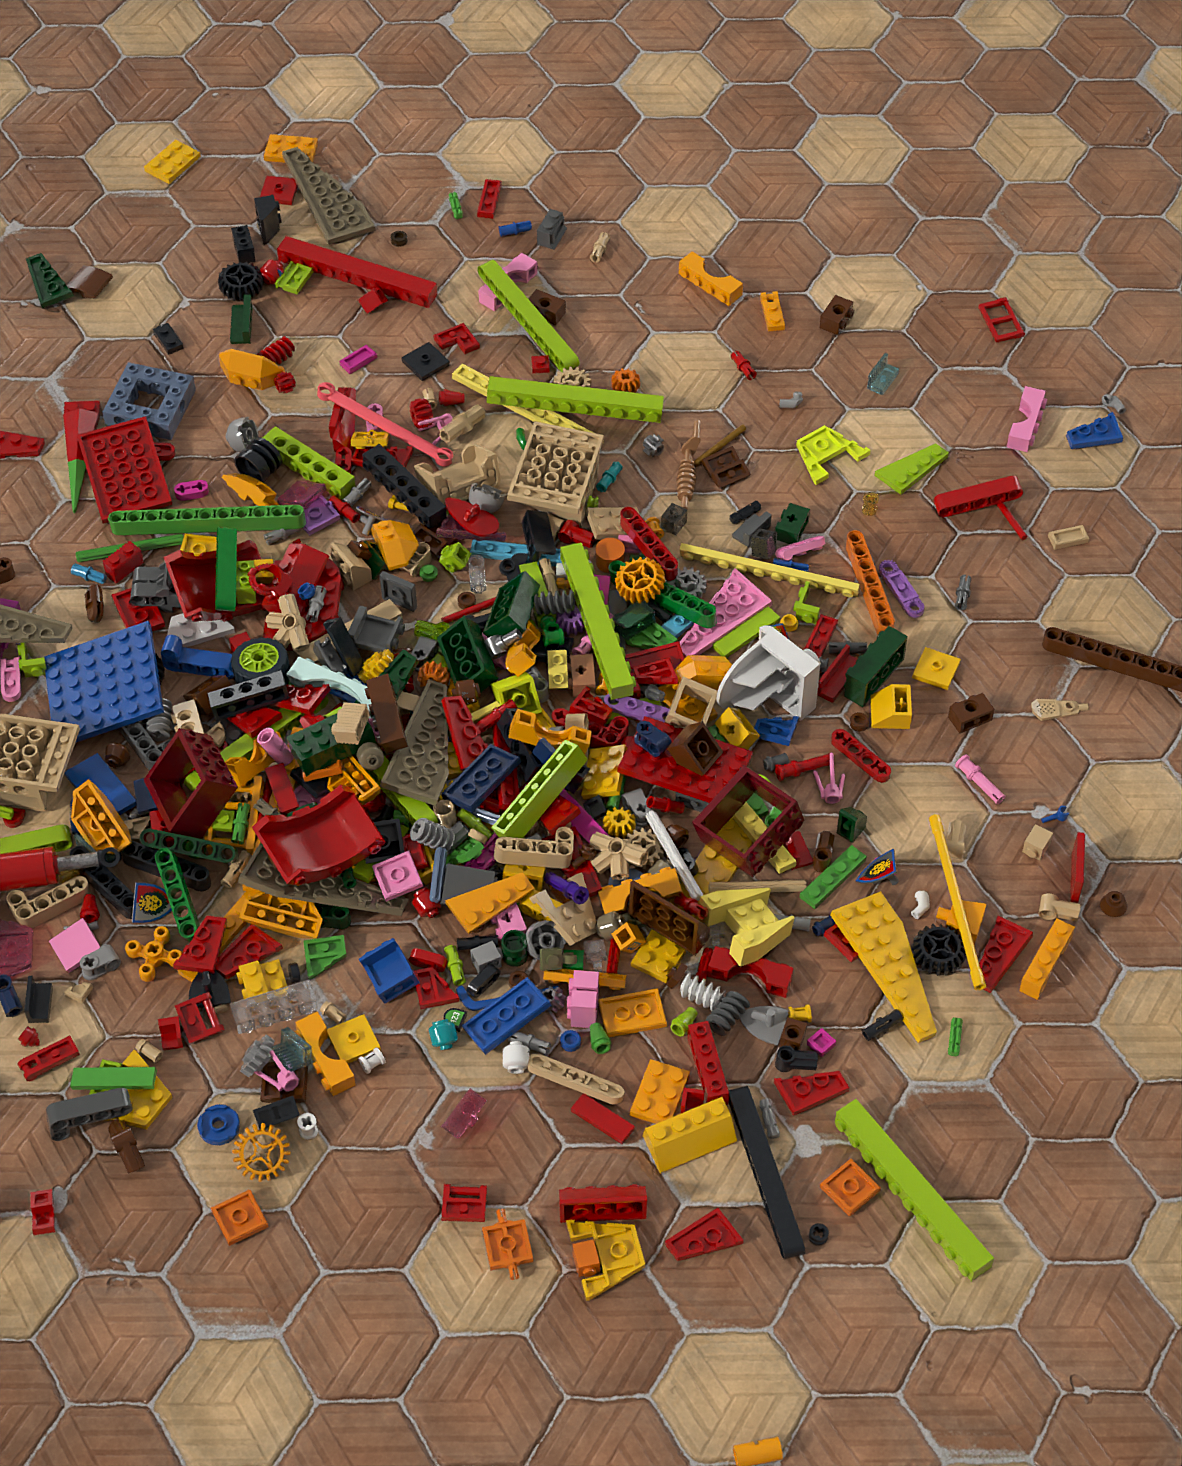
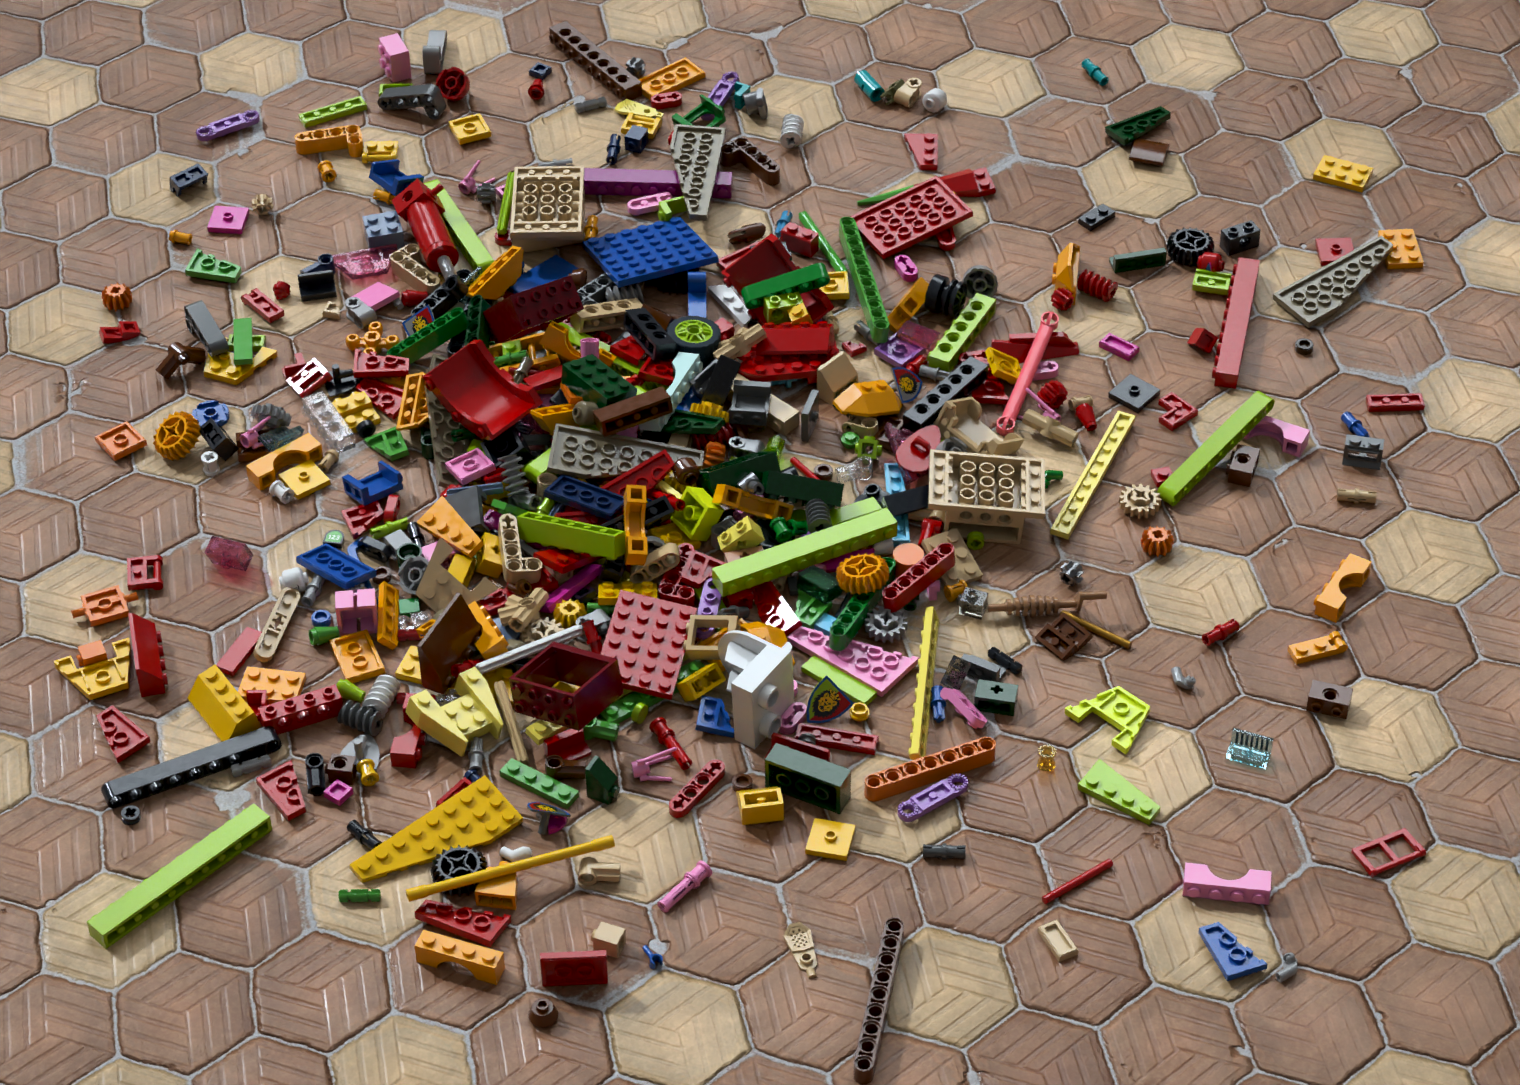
camera: 80 degrees right, 10 degrees down
(144, 1047) = (279, 356): tan pin -> none
(174, 386) = (1005, 233): sand blue brick -> none
(218, 734) = (613, 333): tan tile -> none
(267, 217) = (1278, 243): black slope -> none
(281, 589) = (777, 324): red piece -> none
(306, 591) = (776, 343): blue plate -> none
(316, 604) = (769, 356): light grey pin -> none
(350, 723) = (600, 378): tan brick -> none
(360, 549) = (853, 376): reddish brown plate -> none
(443, 1034) = (312, 530): teal head -> none
(455, 205) = (1371, 378): bright green axle -> none
(478, 836) = (524, 507): tan tile -> none
(543, 750) = (618, 523): dark blue tile -> none
(553, 958) = (398, 586): olive plate -> none
(570, 889) = (469, 577): dark purple pin -> none
(575, 399) = (1109, 503): lime brick -> none
(609, 476) = (1018, 548): teal pin -> none
(652, 740) = (654, 603): dark blue piece -> none
(656, 673) = (756, 609): red wing -> none
(675, 975) = (401, 675): reddish brown plate -> none
(695, 748) = (649, 639): reddish brown slope -> none
(770, 762) = (672, 721): dark grey pin -> none
(805, 612) = (887, 716): lime bracket -> none
(850, 1187) = (180, 830): orange plate -> none
(855, 647) = (836, 755): dark grey pin -> none
(971, 712) = (771, 869): reddish brown brick -> none
(978, 496) = (1085, 847): red beam -> none
(1054, 908) = (527, 961): tan piece -> none

